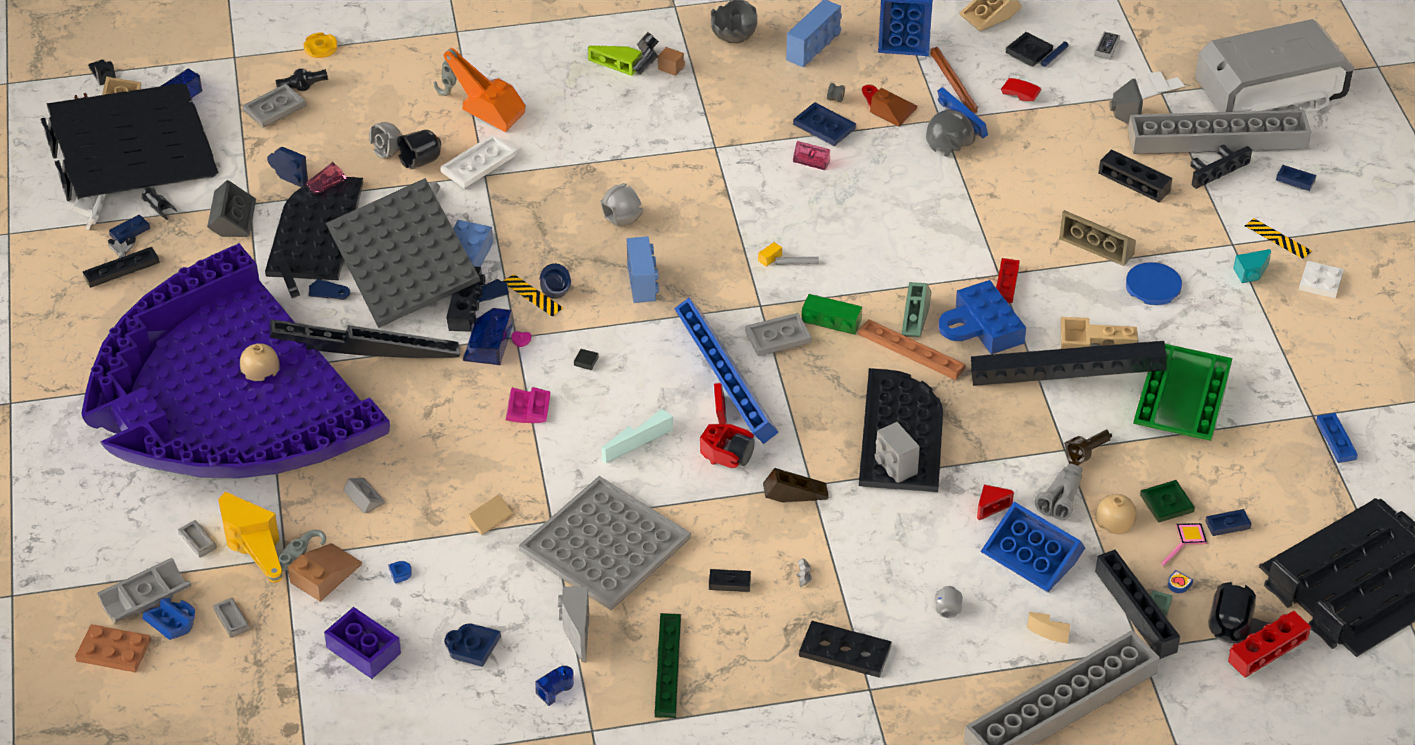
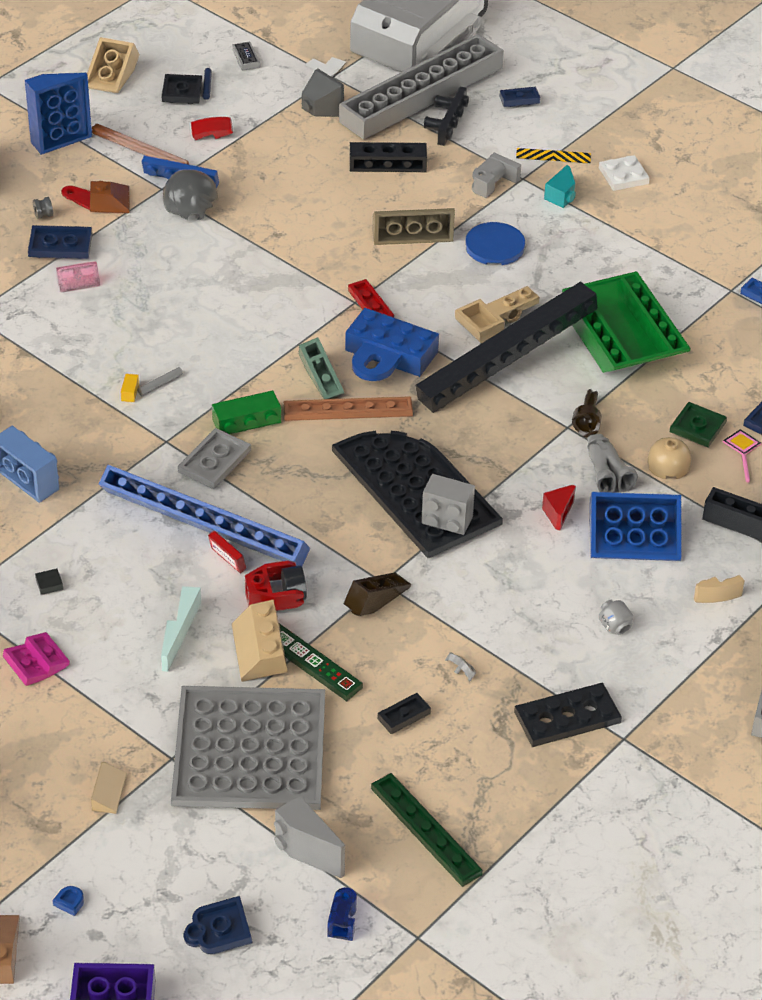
camera: 40 degrees left, 0 degrees up
(680, 476) = (259, 642): none -> tan slope
(703, 503) = (319, 666): none -> dark green tile
(1206, 226) = (492, 170): none -> light grey piece

